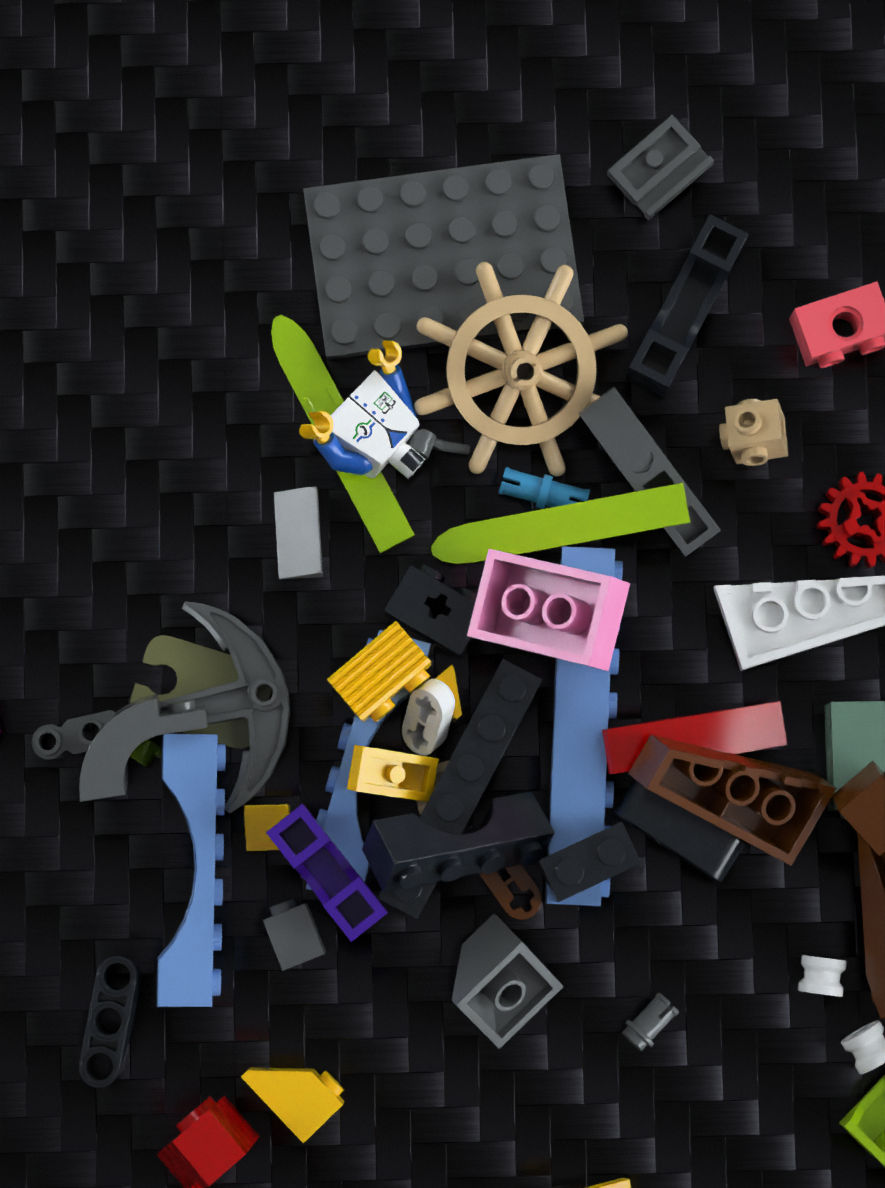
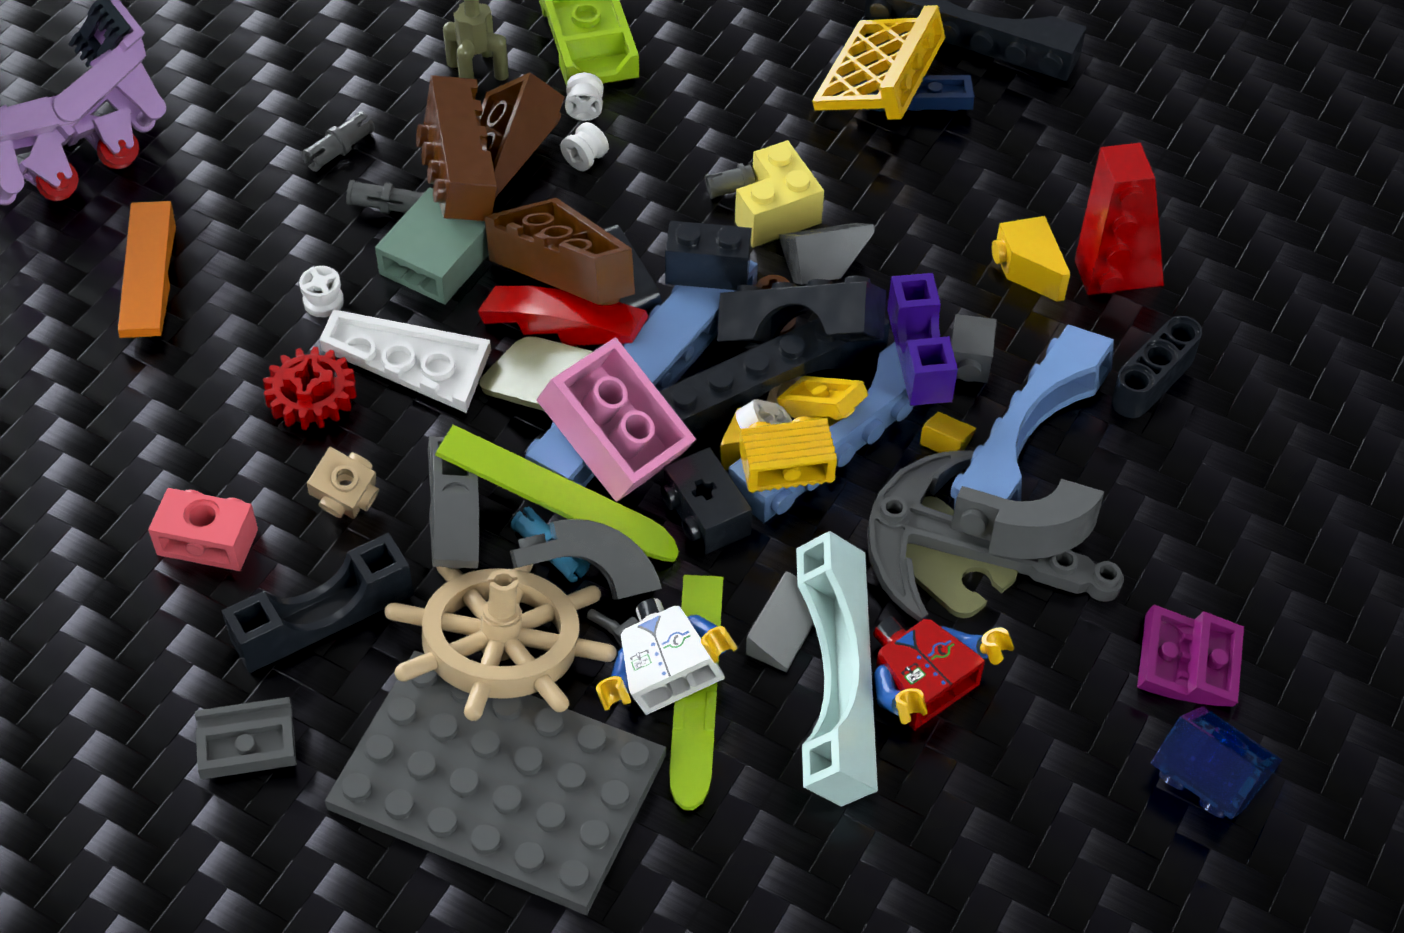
camera: 150 degrees left, 30 degrees down
(153, 548) = (930, 666): none -> torso
(183, 432) = (841, 749): none -> light aqua arch
(495, 486) = (606, 548): none -> dark grey arch
(575, 1028) = (782, 198): none -> light yellow brick
(678, 661) = (528, 368): none -> piece

